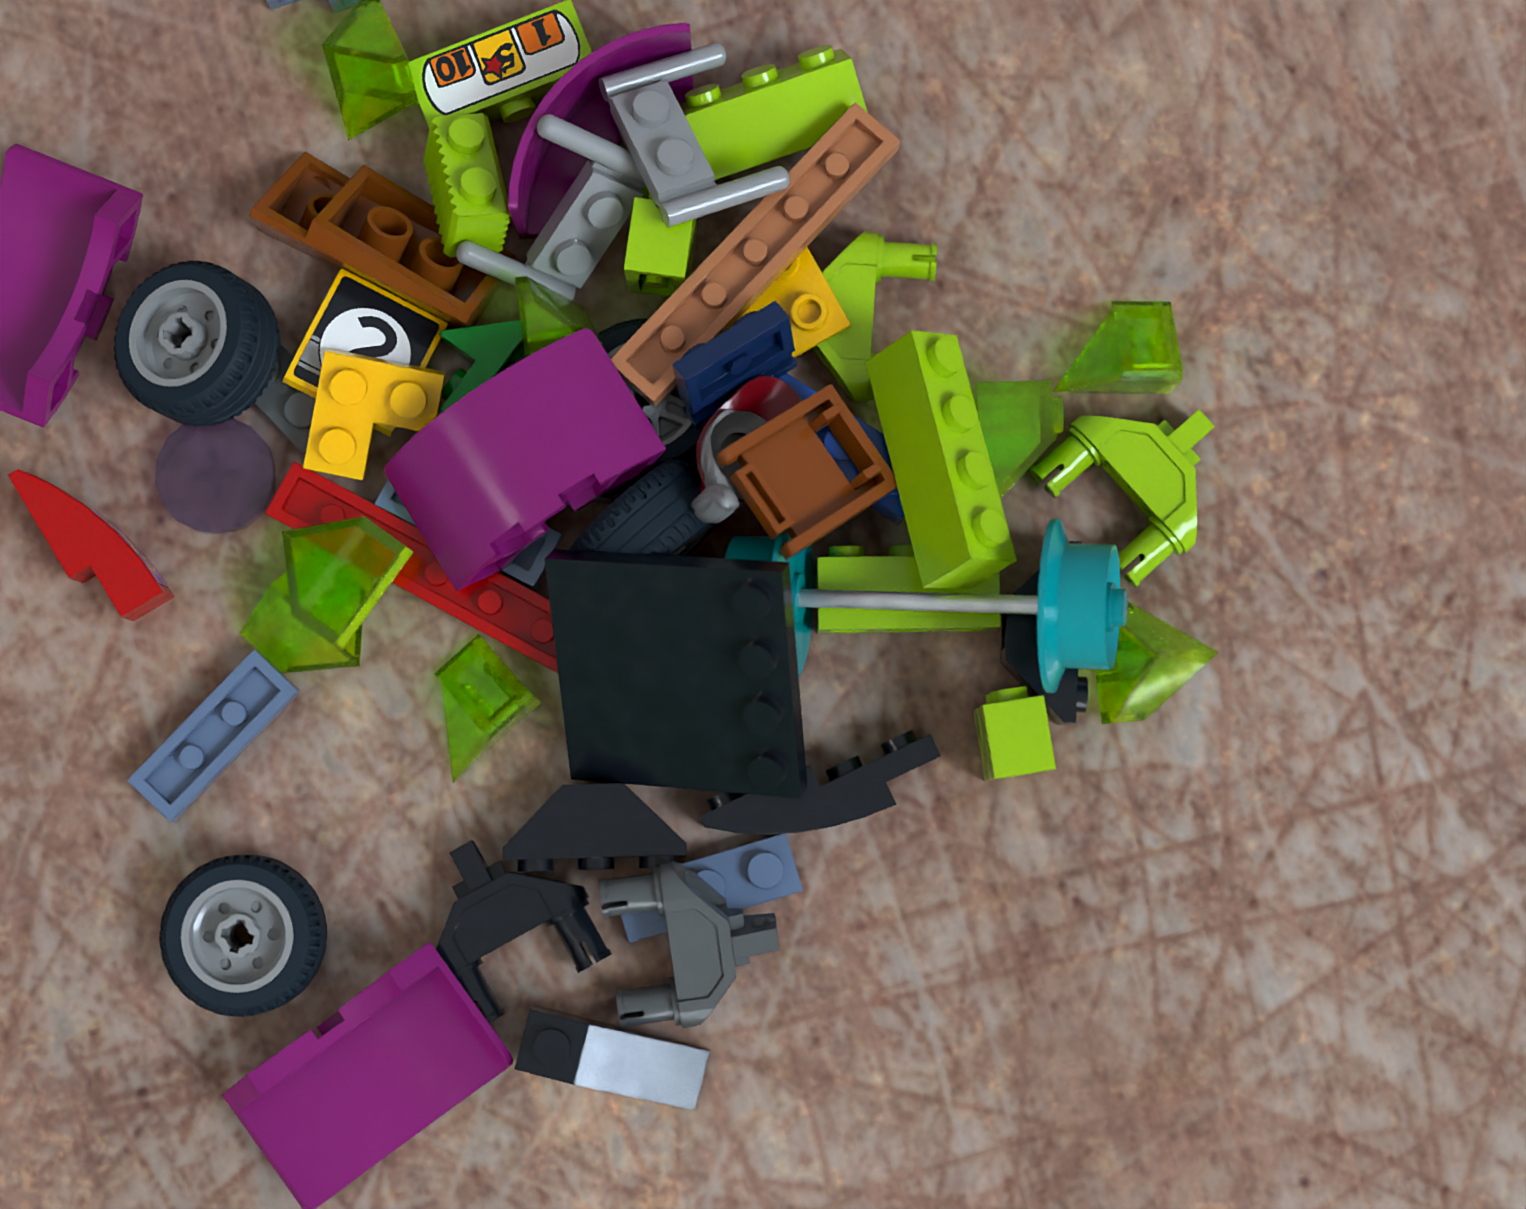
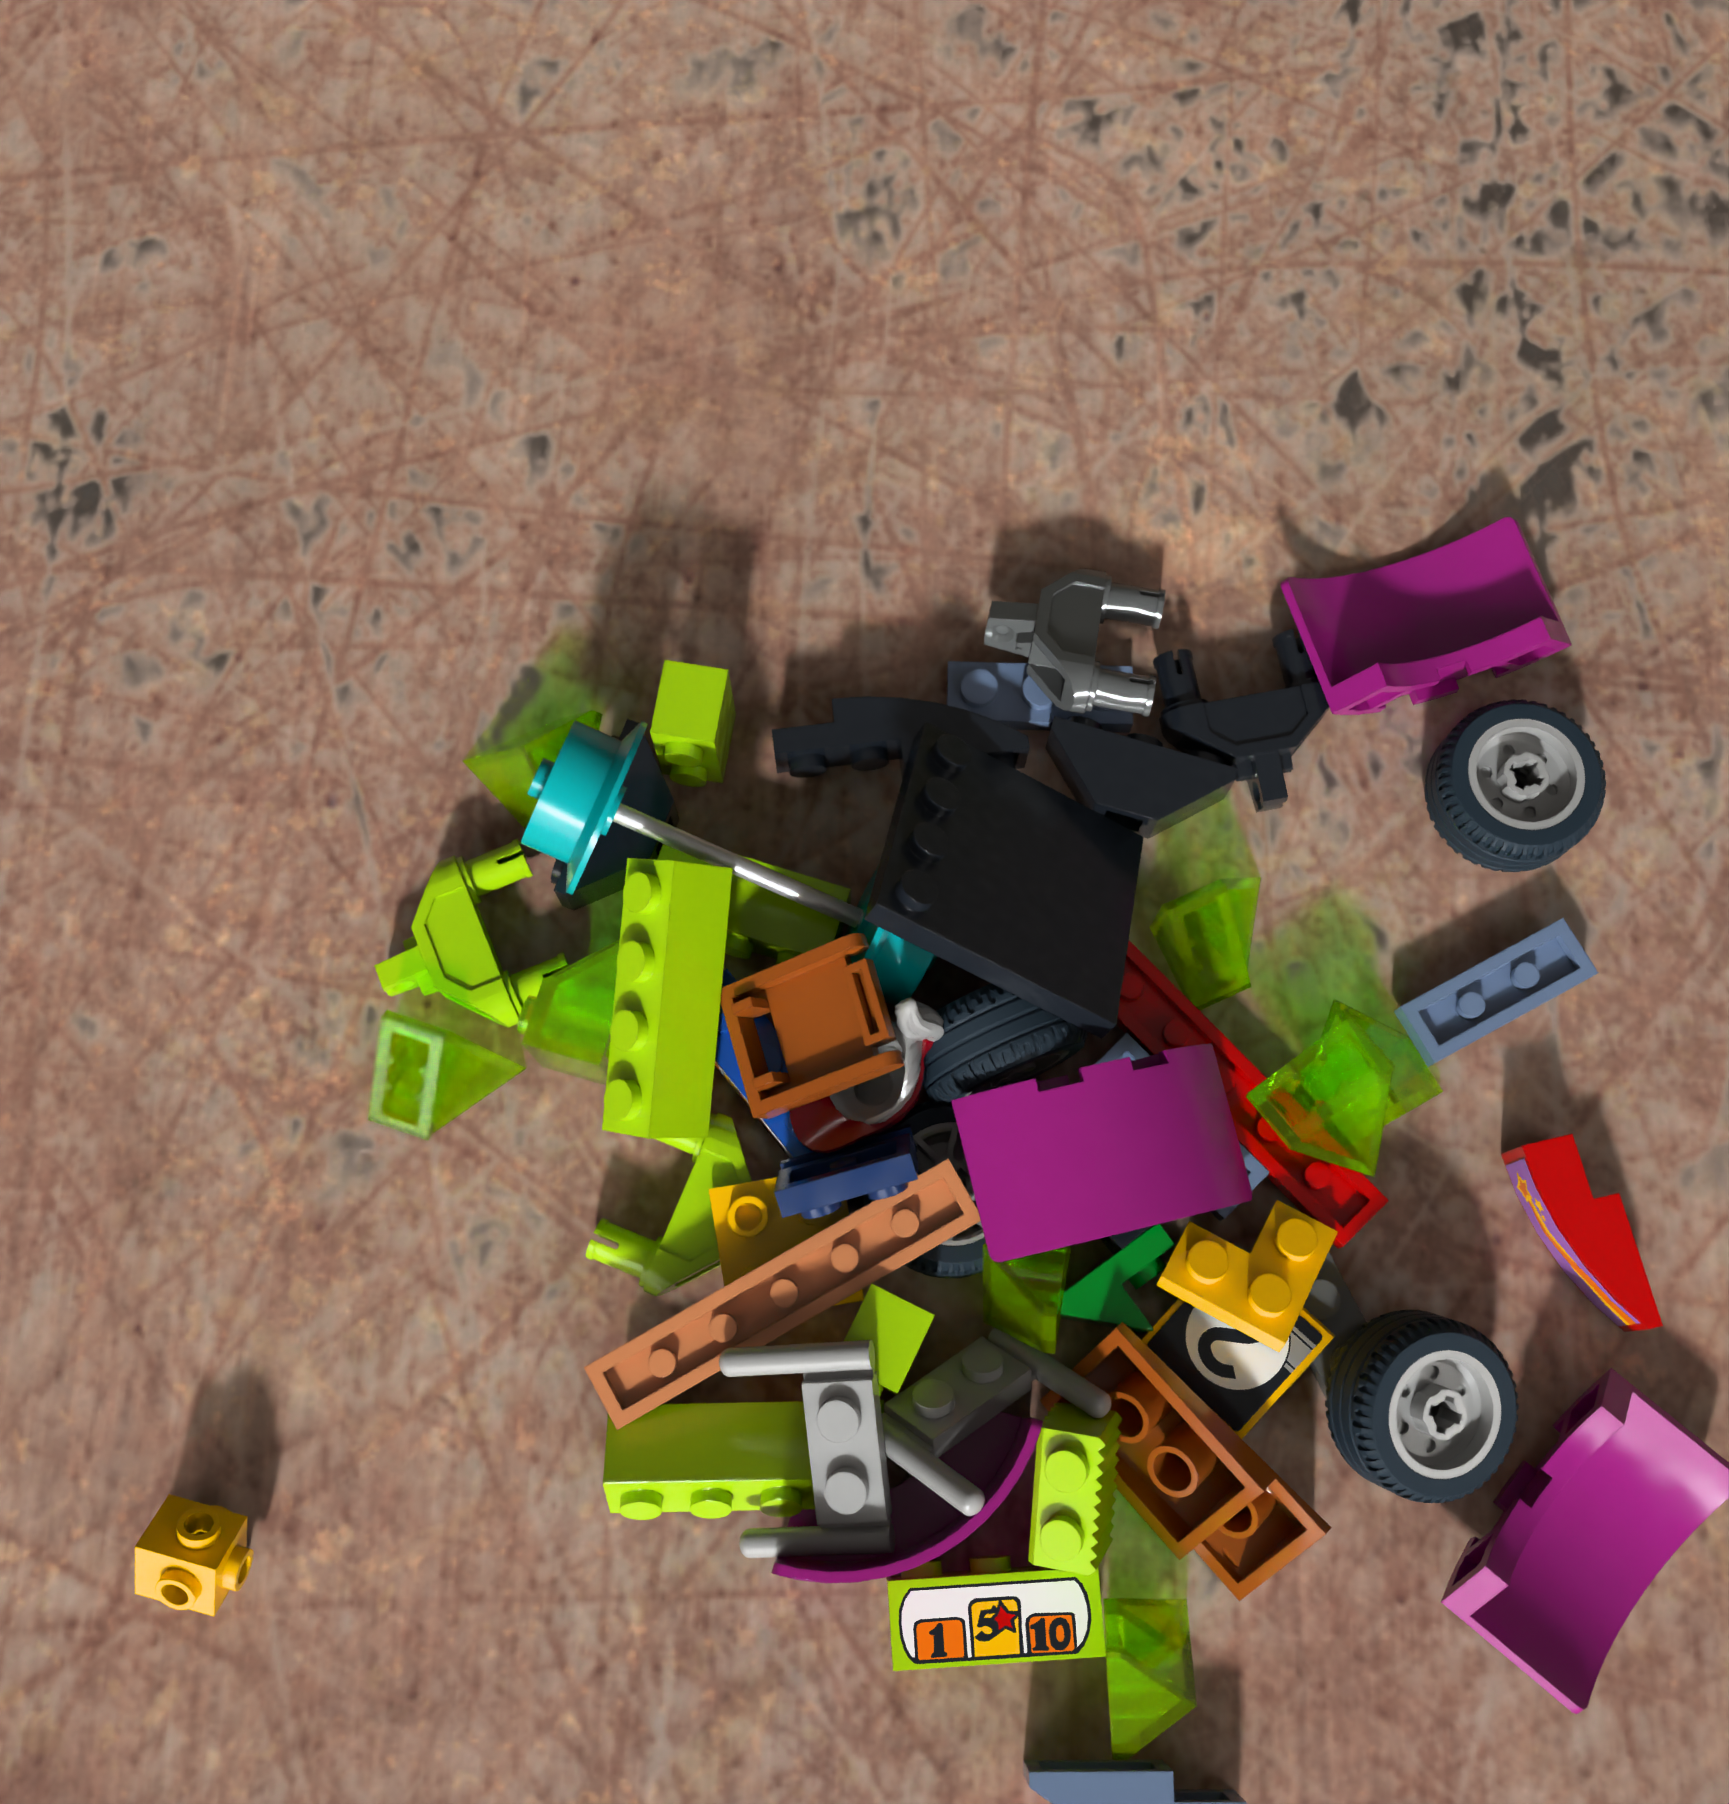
camera: 160 degrees left, 10 degrees down
(216, 476) = (1429, 1260): clear purple tile -> none
(611, 1058) = (1201, 572): slope -> none

